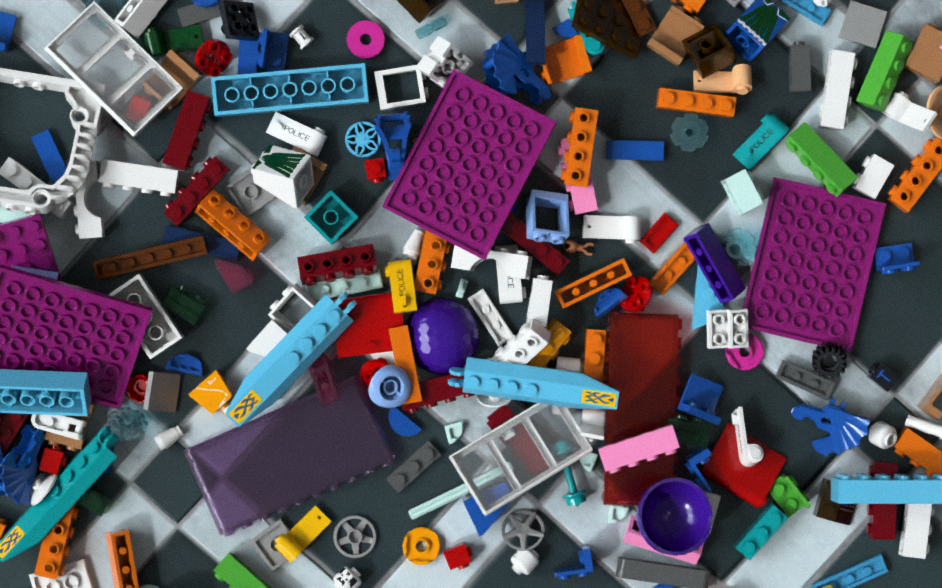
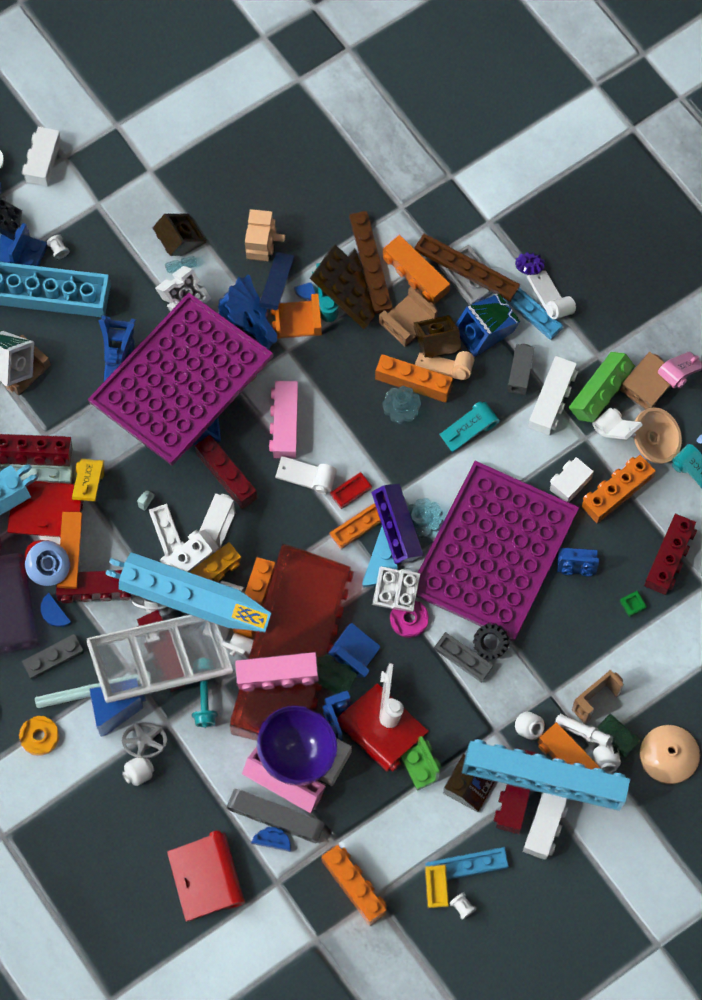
camera: 10 degrees right, 20 degrees down
(297, 134) = (30, 328): white door -> none
(331, 217) = (38, 406): teal brick -> none
(360, 29) = (113, 253): dark pink tile -> none
(362, 139) = (89, 347): medium azure wheel -> none
(375, 170) = (93, 373): red brick -> none
(382, 93) = (135, 292): white window -> none
(414, 245) = (111, 450): white cone -> none
(431, 263) = (123, 468): orange brick -> none
(443, 335) = (114, 532): dark purple piece -> none
(454, 431) = (103, 628): light aqua tile -> none
(458, 556) = (72, 751): red brick -> none
(509, 287) = (194, 496): white door -> none
(515, 265) = (202, 482): white arch -> none
(549, 200) = (258, 438): light blue window -> none
(573, 247) = (265, 485): nougat arm -> none
(580, 147) = (292, 389): orange brick -> none
(582, 570) = (192, 789): blue bracket -> none
(588, 461) = (227, 687): light aqua tile -> none
(592, 283) = (273, 518): orange brick -> none
(608, 300) = (288, 536): blue tile -> none
(617, 513) = (243, 747): light aqua tile -> none
(635, 150) = (345, 410): blue tile -> none
(639, 292) = (314, 537): red plate -> none
(742, 191) = (439, 464): light aqua brick -> none
(760, 531) = (384, 794): teal brick -> none
(820, 159) = (522, 452): bright green brick -> none
(844, 428) = (490, 712): blue animal -> none
(862, 24) = (590, 345): light grey tile -> none
(882, 376) = (542, 670): black brick -> none

